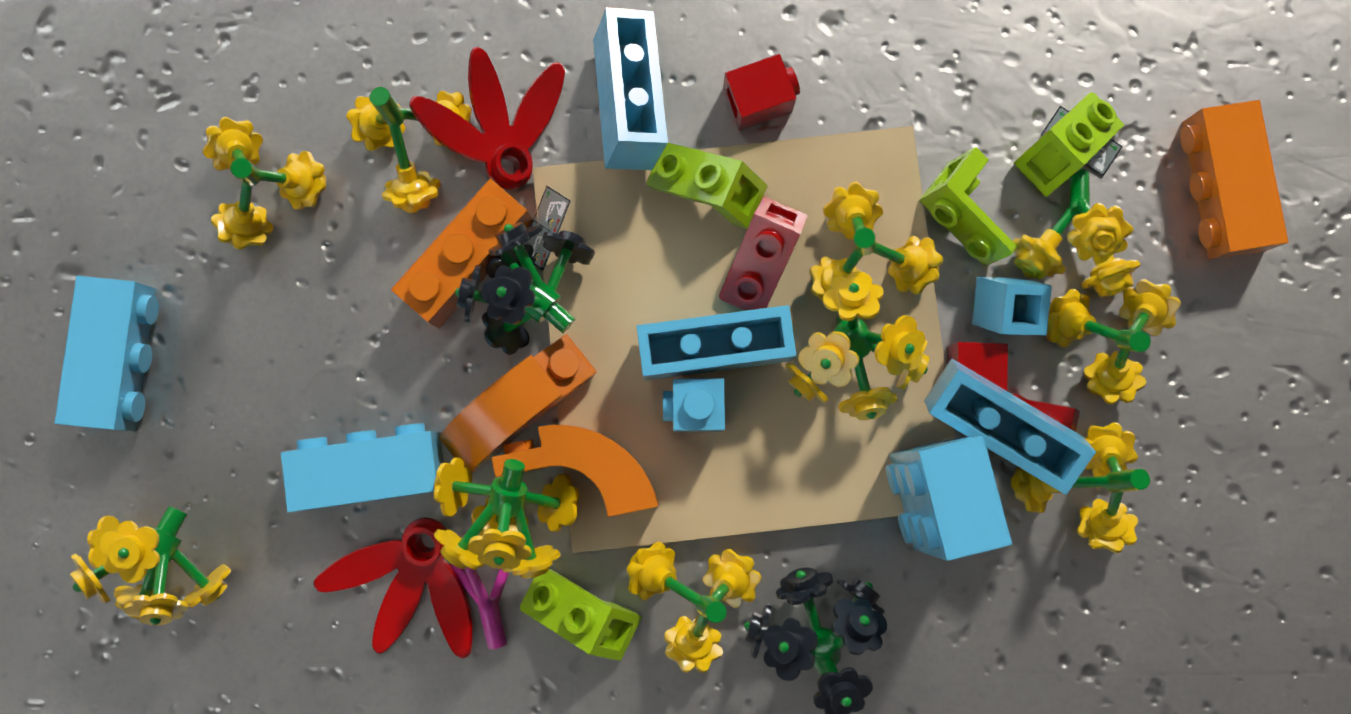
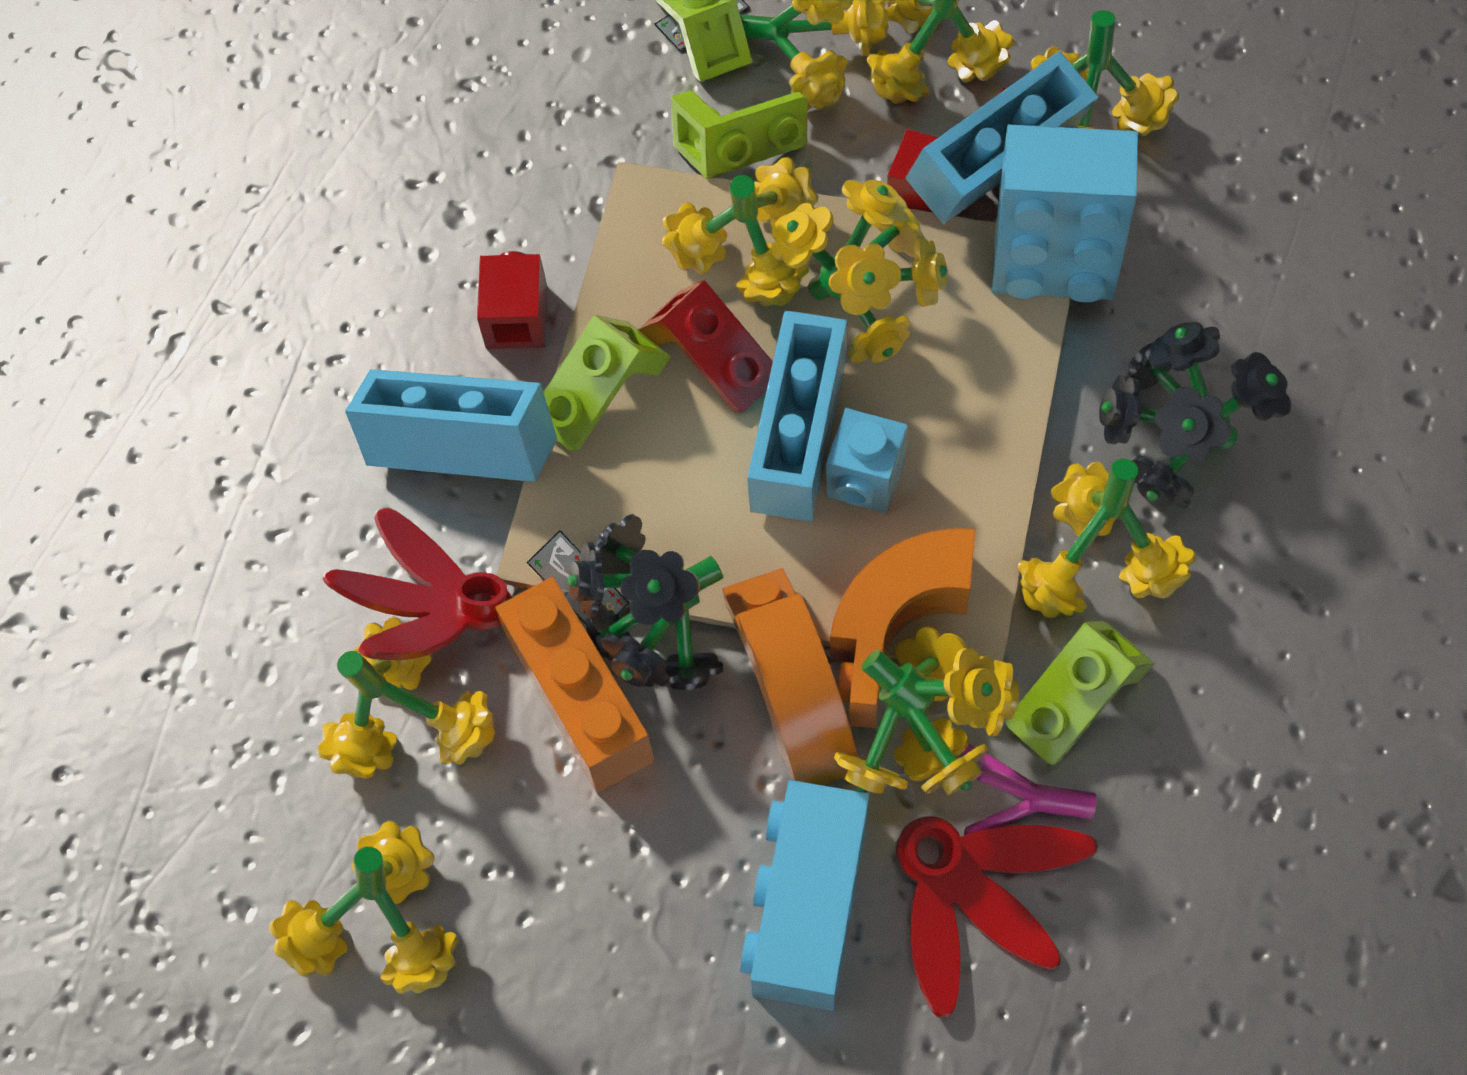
camera: 65 degrees left, 20 degrees down
(1011, 305) = (862, 128): medium azure brick -> none

